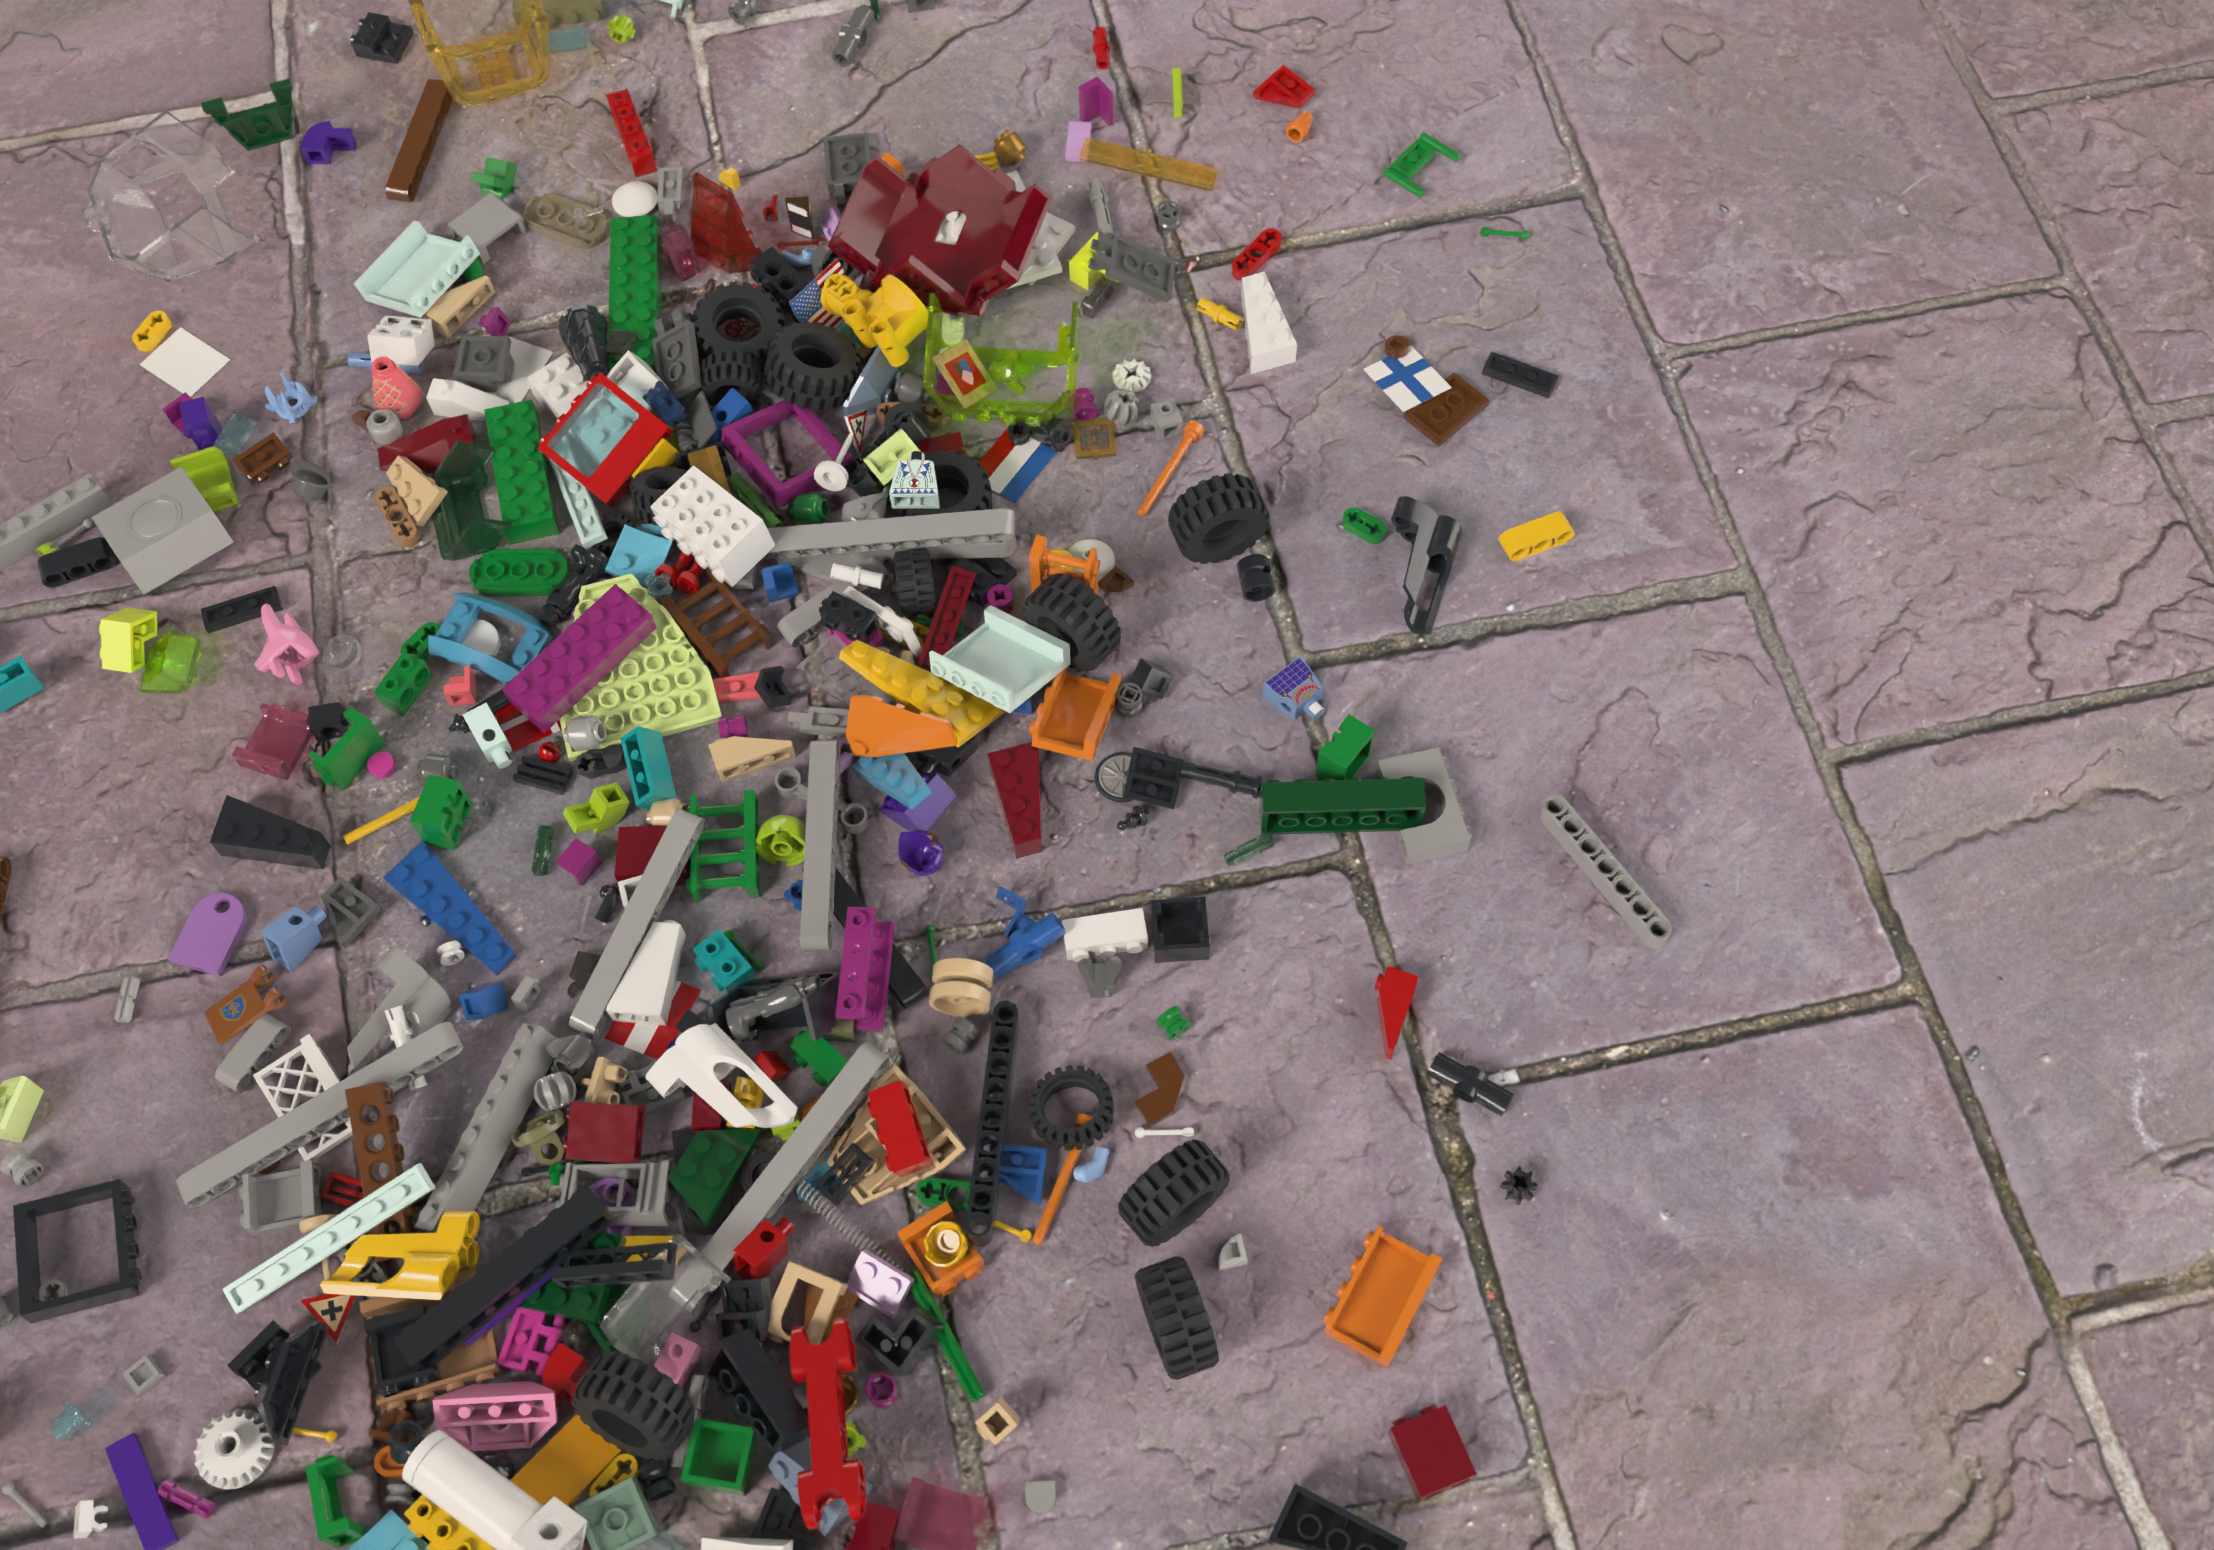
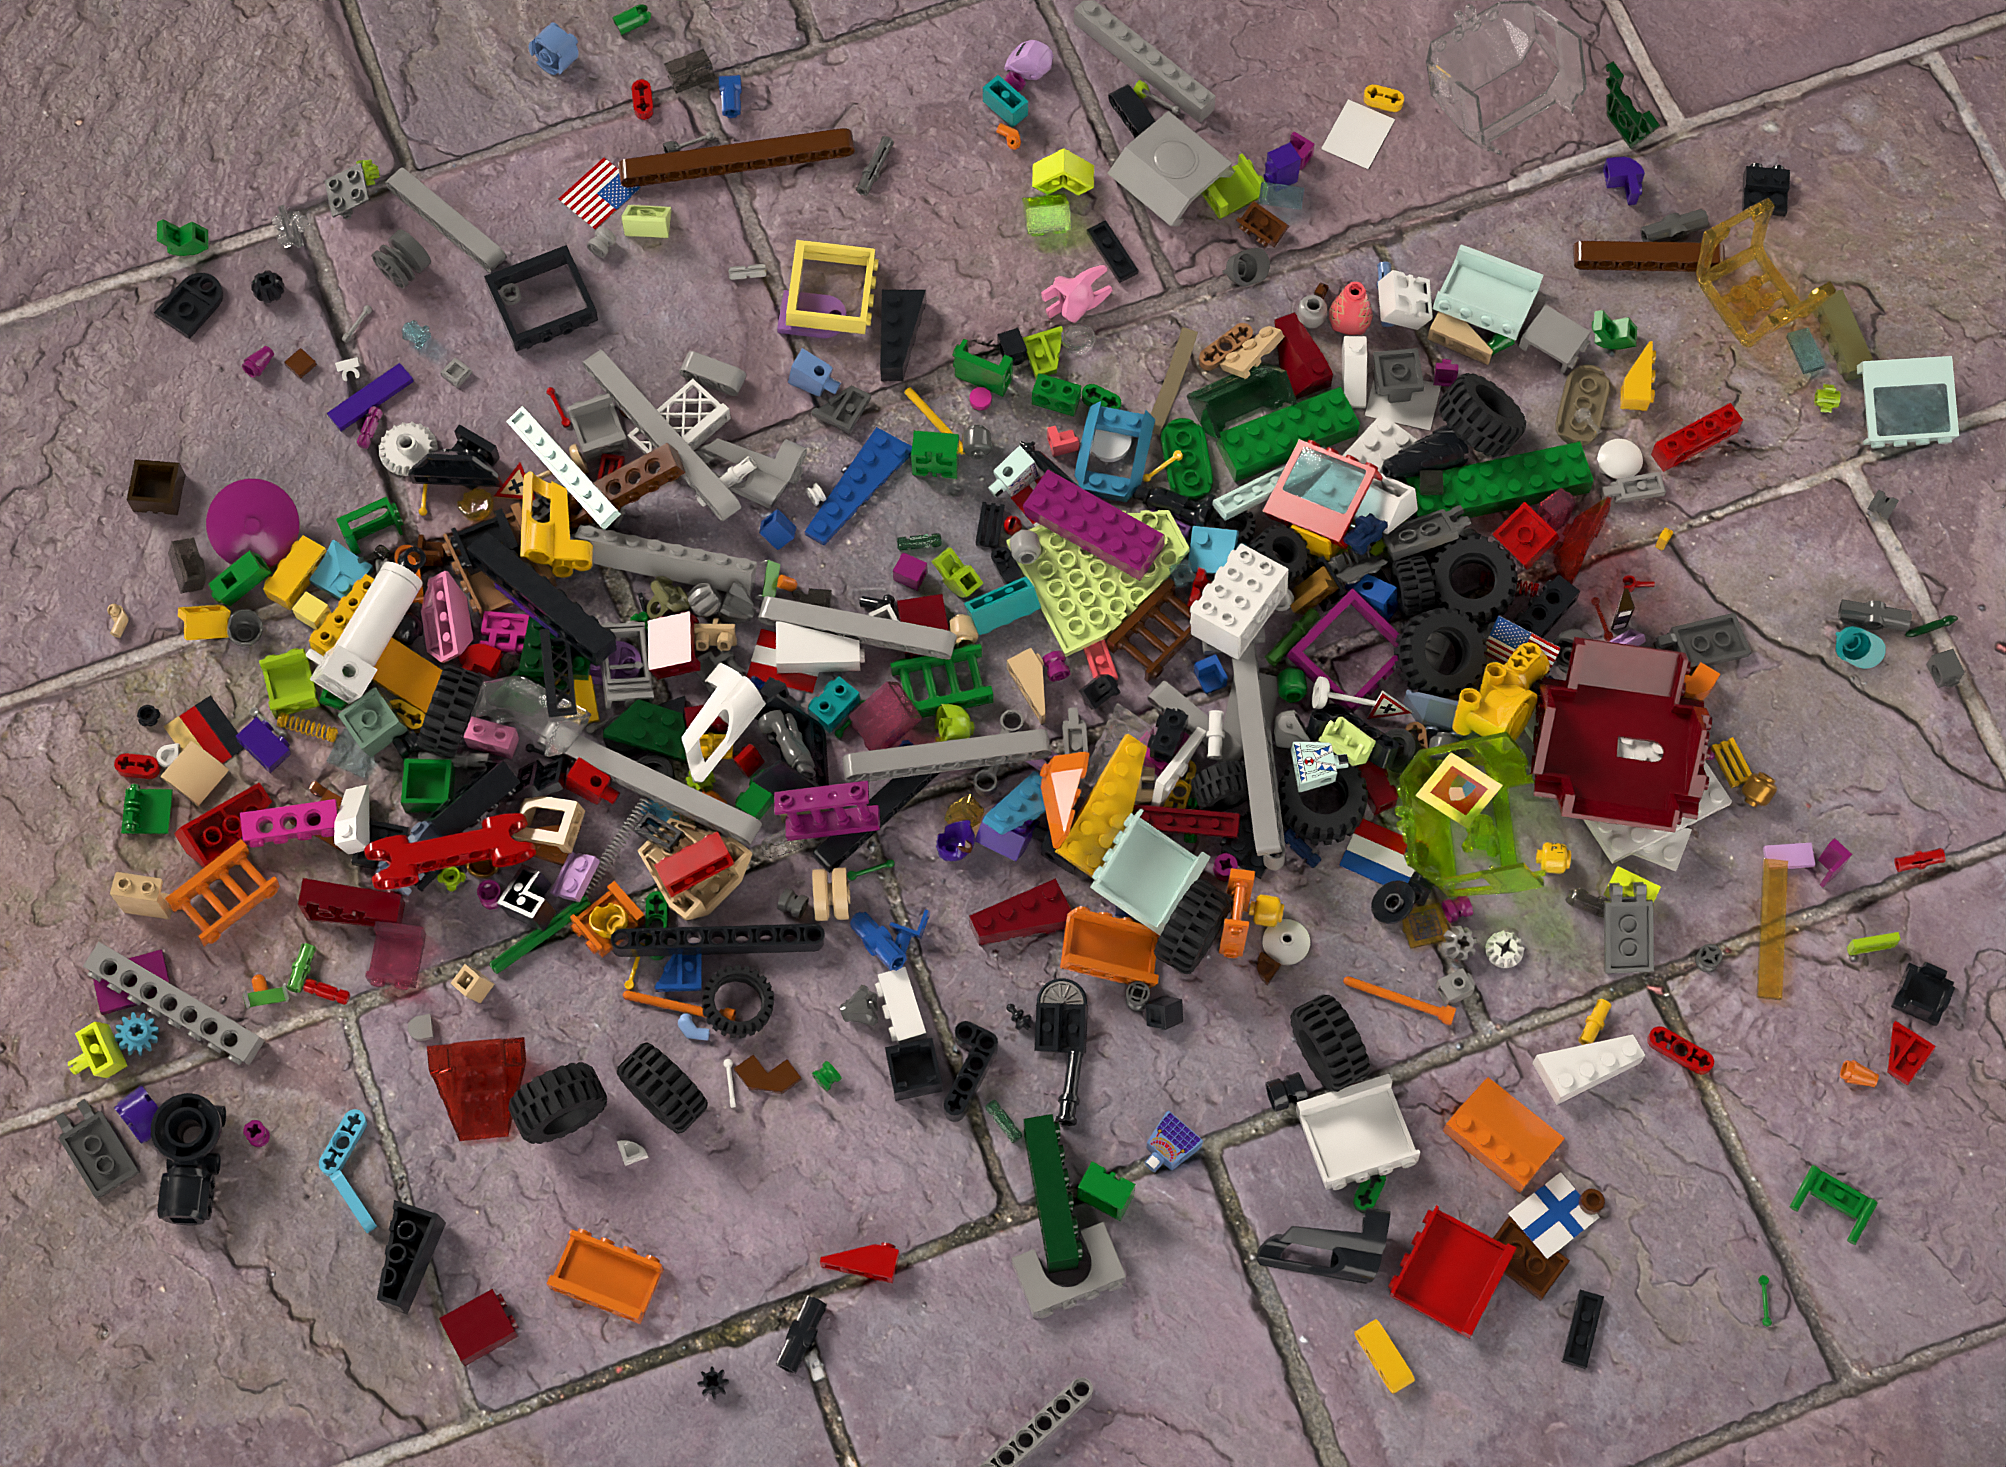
camera: 80 degrees right, 5 degrees up
(44, 843) = (871, 172): none -> dark grey pin
(54, 689) = (1012, 136): none -> orange arm
(126, 920) = (837, 254): none -> light yellow window
(243, 1006) = (747, 354): dark orange flag -> none
(260, 1241) = (565, 421): none -> red hinge
(275, 742) = (986, 312): clear pink panel -> none
(281, 405) = (1323, 221): light blue piece -> none
(344, 1361) = (476, 505): none -> clear yellow hair
(346, 689) = (1044, 351): none -> lime wing
(375, 1496) = (379, 552): none -> clear smoke hand
(395, 113) = (1675, 226): none -> dark grey piece
(414, 568) = (1173, 378): none -> dark tan sticker
(516, 575) = (1176, 456): none -> yellow hinge
(526, 994) = (787, 559): light grey tile -> none
(550, 1011) = (773, 580): none -> bright green piece
(558, 169) = (1636, 387): none -> yellow slope
(559, 286) = (1482, 415): none -> black tyre
(696, 276) = (1525, 536): none -> red container
(757, 905) = (885, 717): none -> clear pink brick
(800, 260) = (1578, 618): light blue arm -> none
(882, 50) = (1860, 647): none -> teal piece
(884, 842) = (965, 809): none -> clear yellow panel
(1047, 316) = (1553, 857): none -> yellow head
(1058, 450) = (1388, 897): none -> black dish
(1099, 202) = (1703, 890): light grey pin -> none
(1125, 1422) = (478, 1083): none -> clear red wedge
(1189, 877) = (967, 1074): none -> black beam
(1229, 66) = (1924, 992): none -> black panel
(1310, 526) = (1356, 1133): none -> white panel
(1323, 405) = (1503, 1134): none -> orange slope
(1459, 464) = (1451, 1272): none -> red panel

